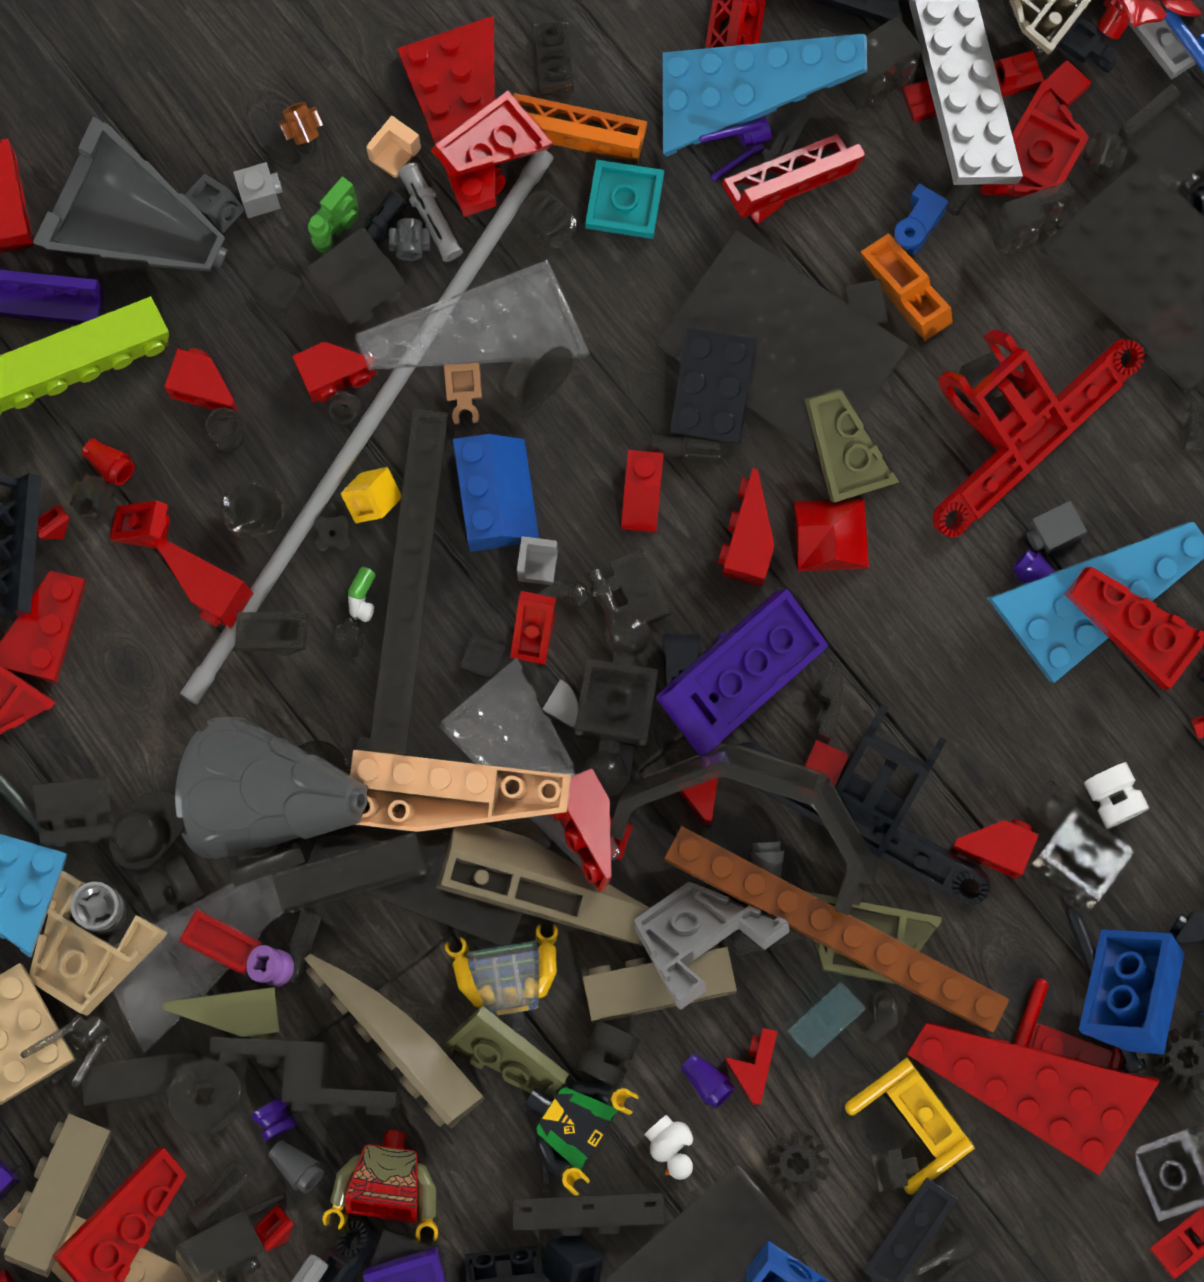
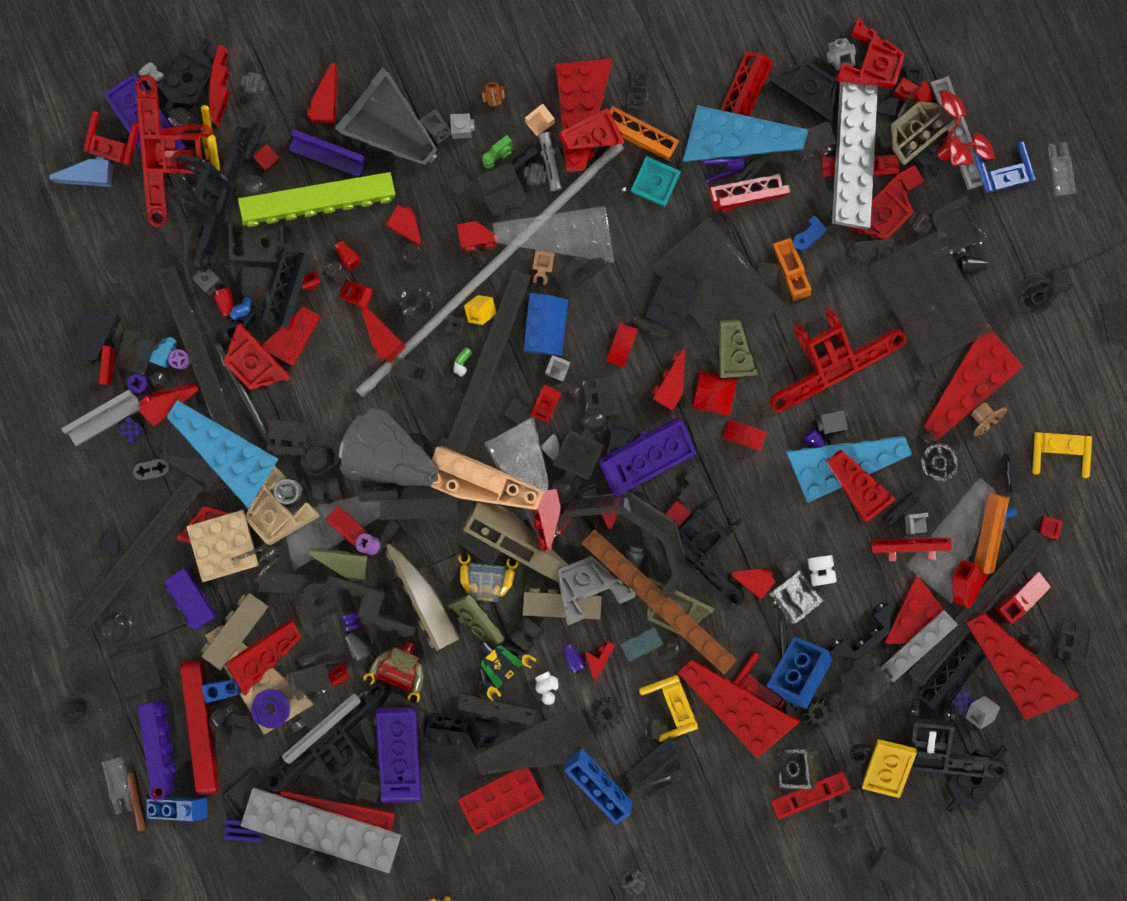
camera: 15 degrees right, 10 degrees up
(906, 592) = (744, 435): none -> red slope

